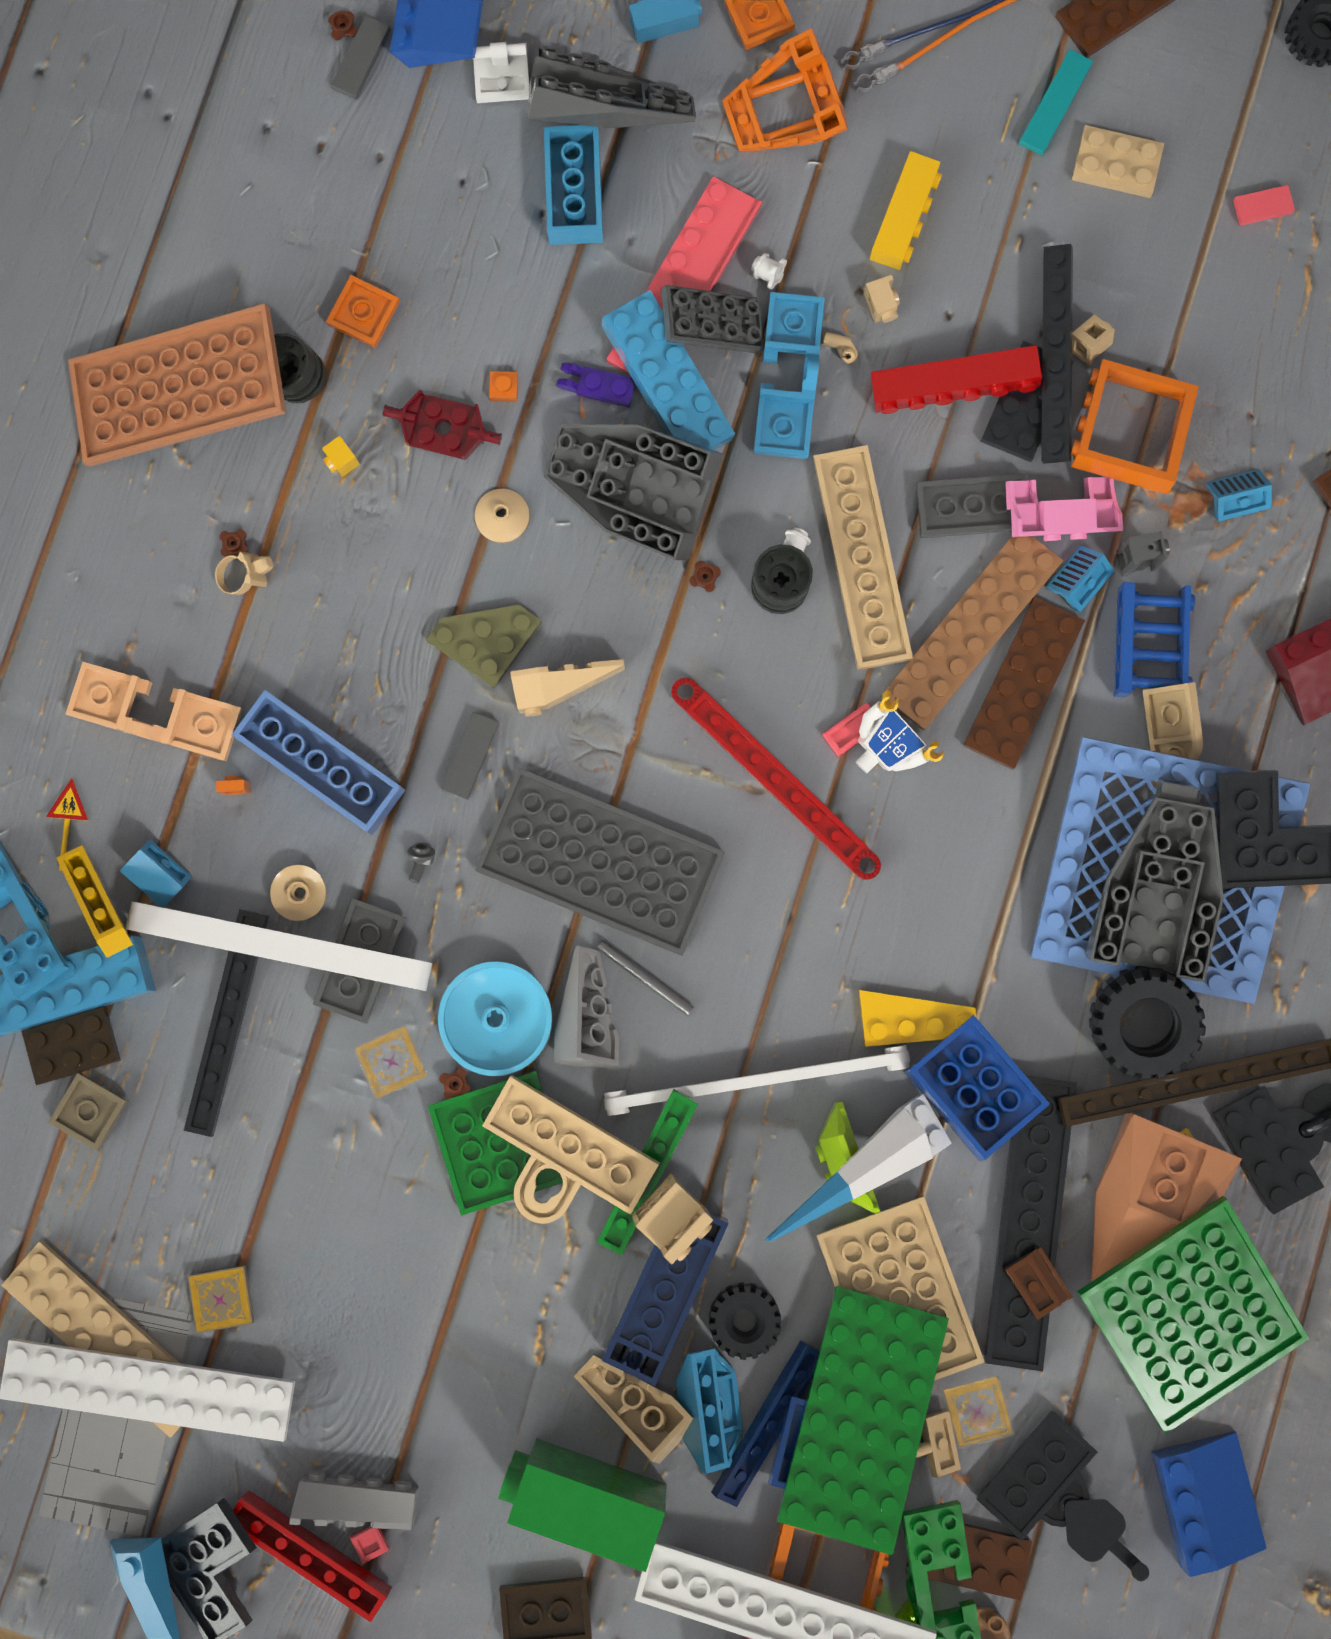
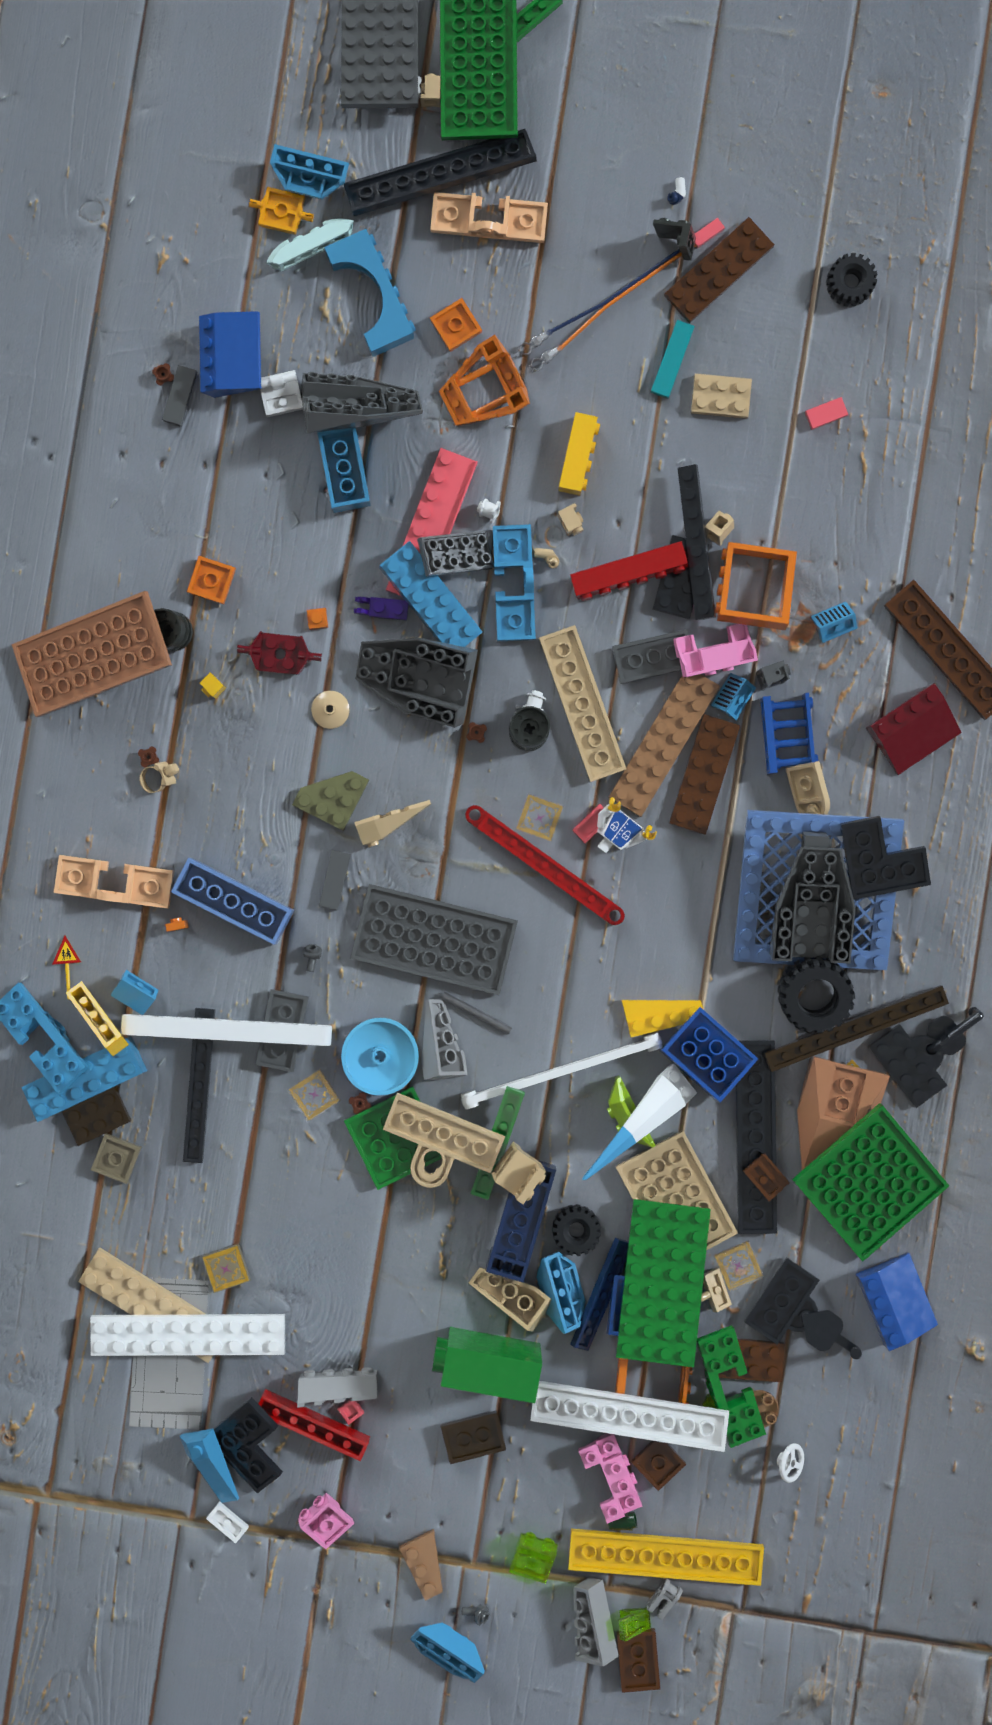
camera: 15 degrees left, 5 degrees up
(284, 891) = (224, 994): tan dish -> none
(777, 710) = (539, 817): none -> clear tile

